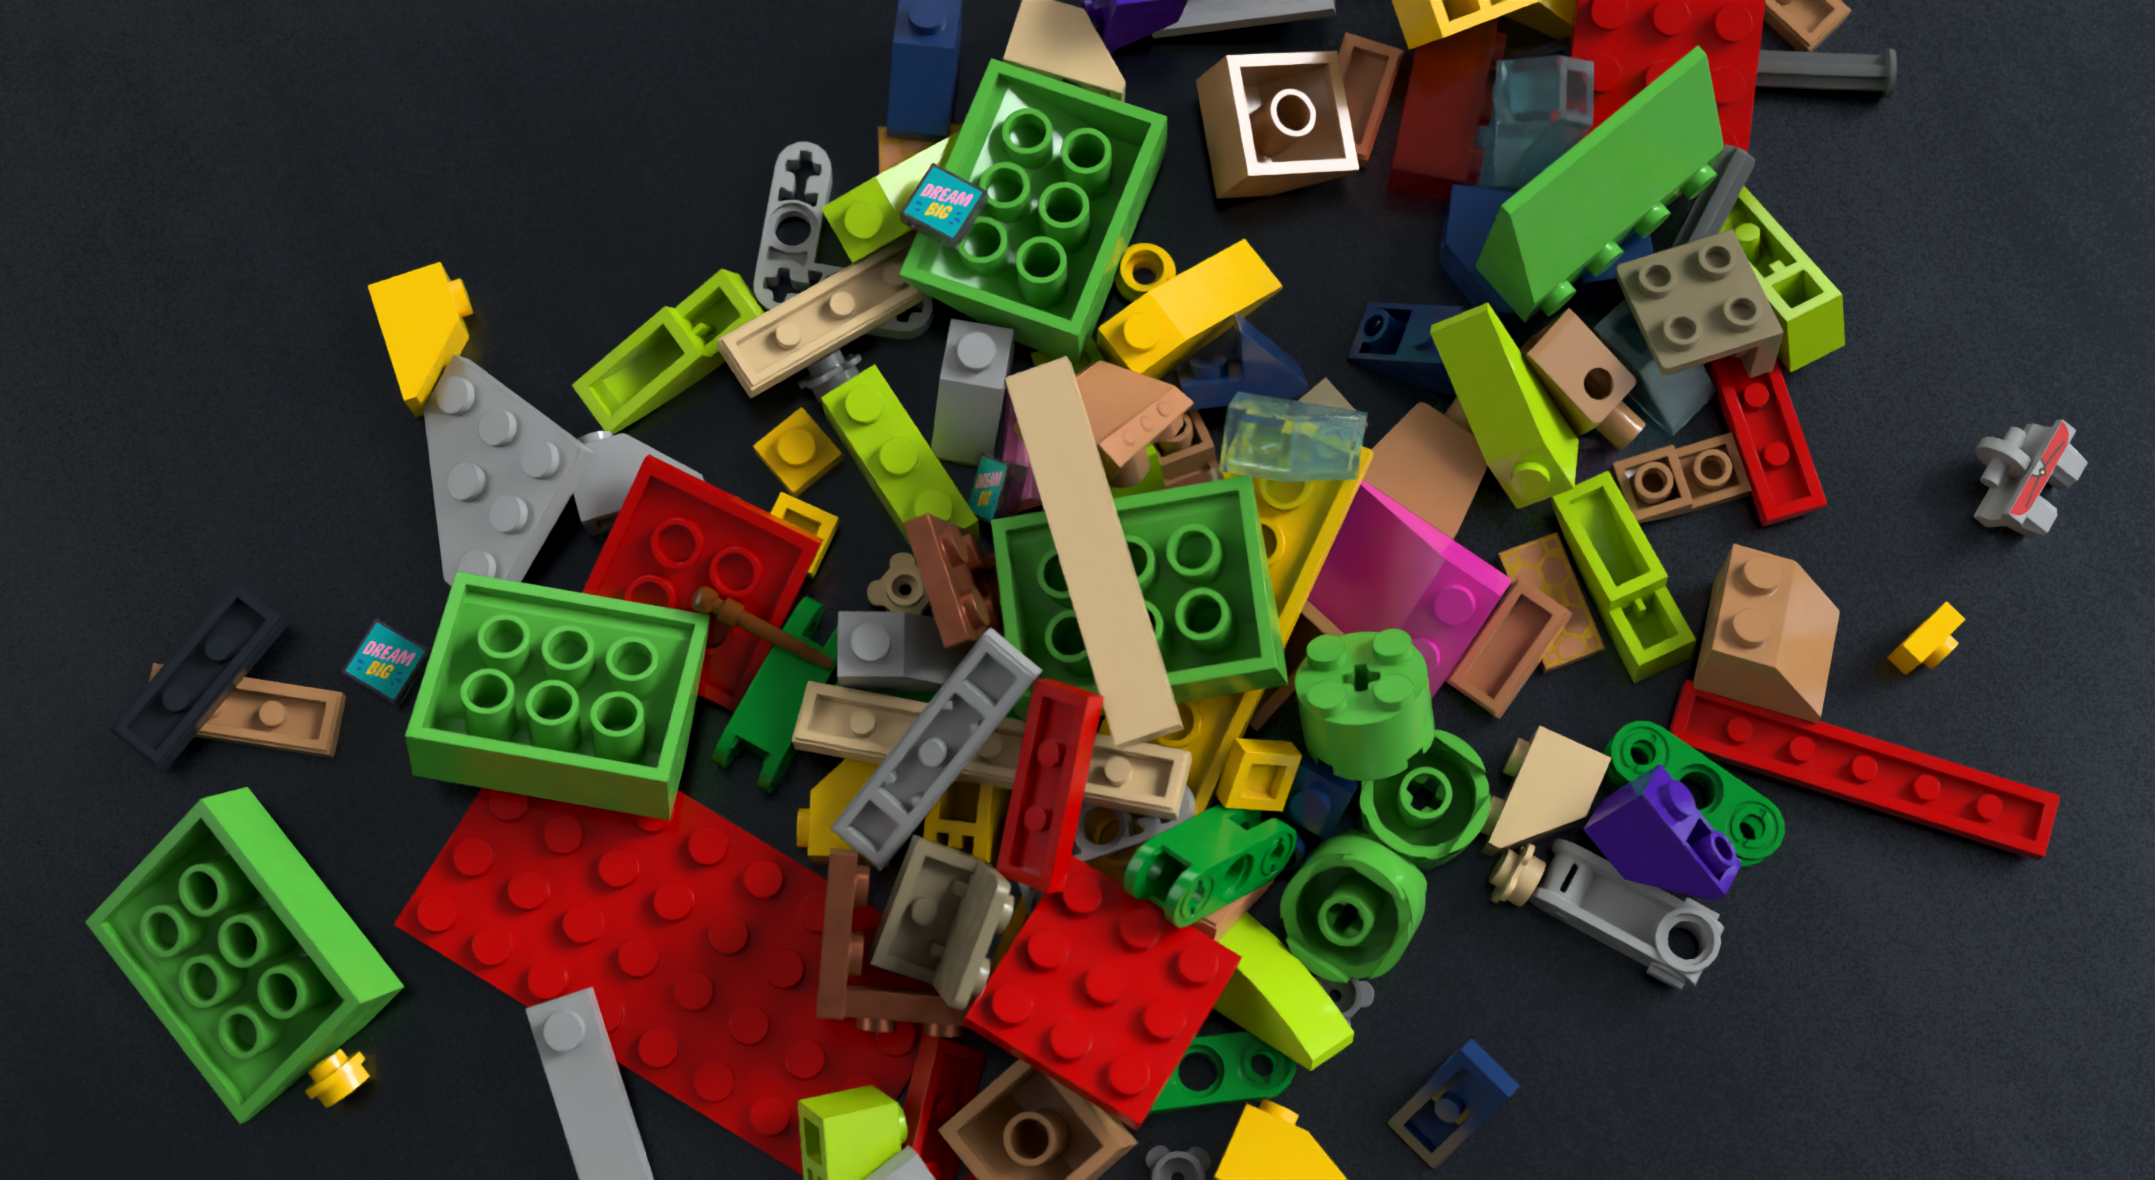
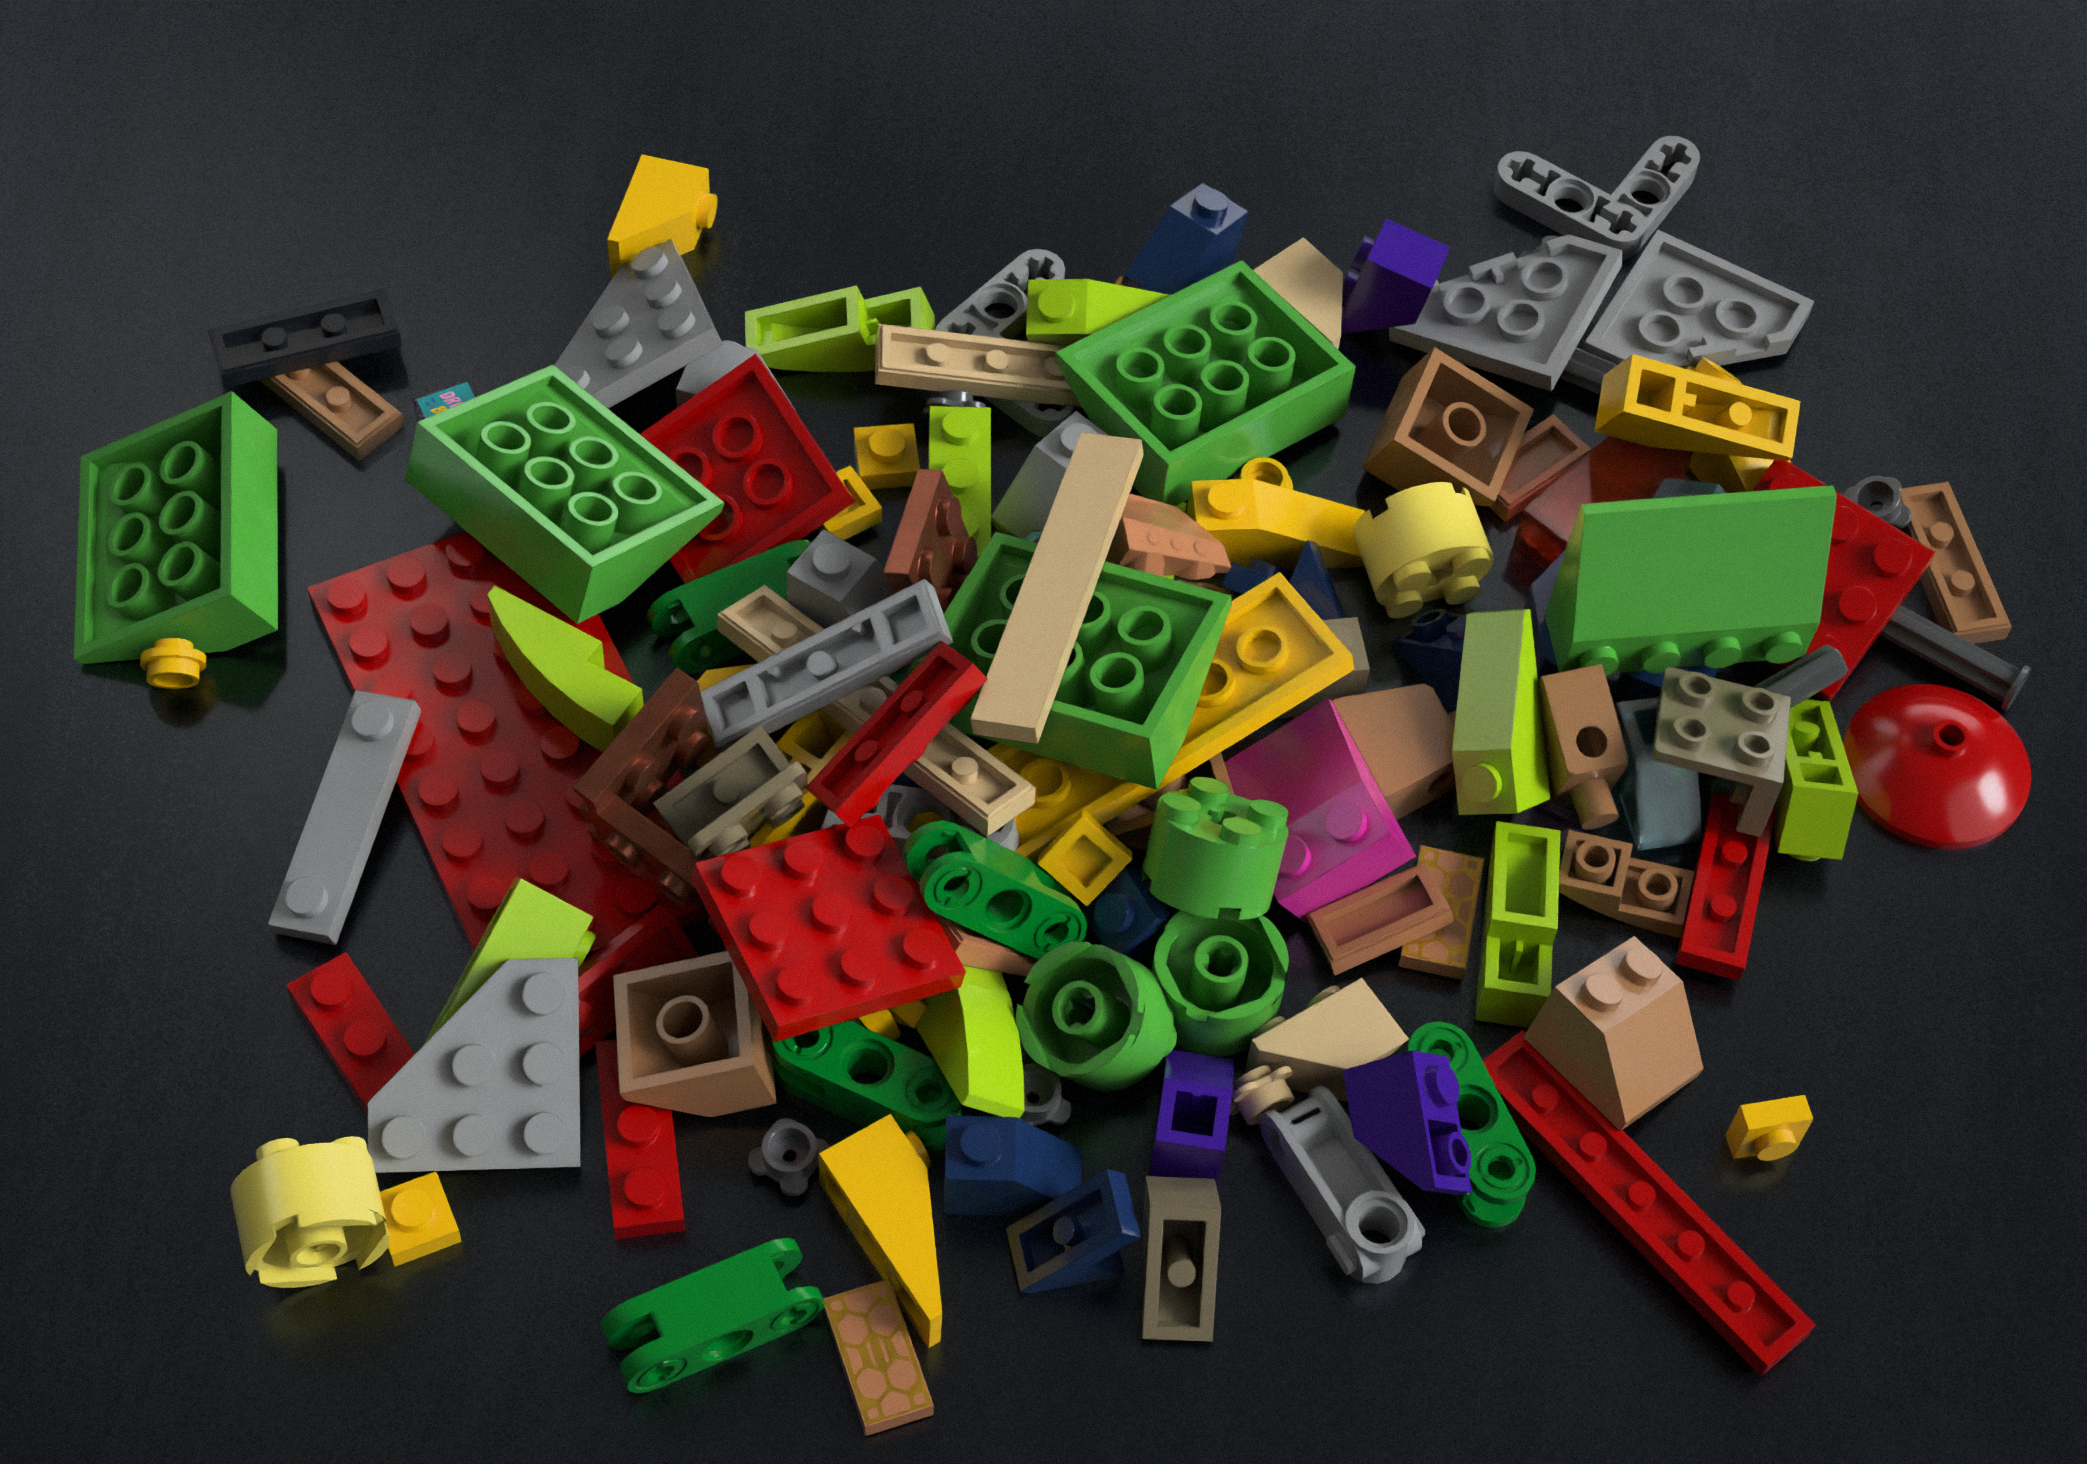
camera: 30 degrees right, 20 degrees down
(694, 877) = (563, 670): none -> lime slope
(734, 614) = (743, 512): reddish brown piece -> none
(944, 206) = (1126, 323): tile -> none
(1291, 439) = (1285, 596): clear light blue slope -> none
(1330, 260) = (1424, 548): none -> light yellow brick
(1363, 1077) = (1004, 1166): none -> dark blue slope
(1476, 929) = (1192, 1116): none -> dark purple slope
(1545, 1059) = (1179, 1258): none -> dark tan slope
(1841, 217) = (1933, 789): none -> red dish
(2019, 472) = (1926, 1070): light grey hips -> none

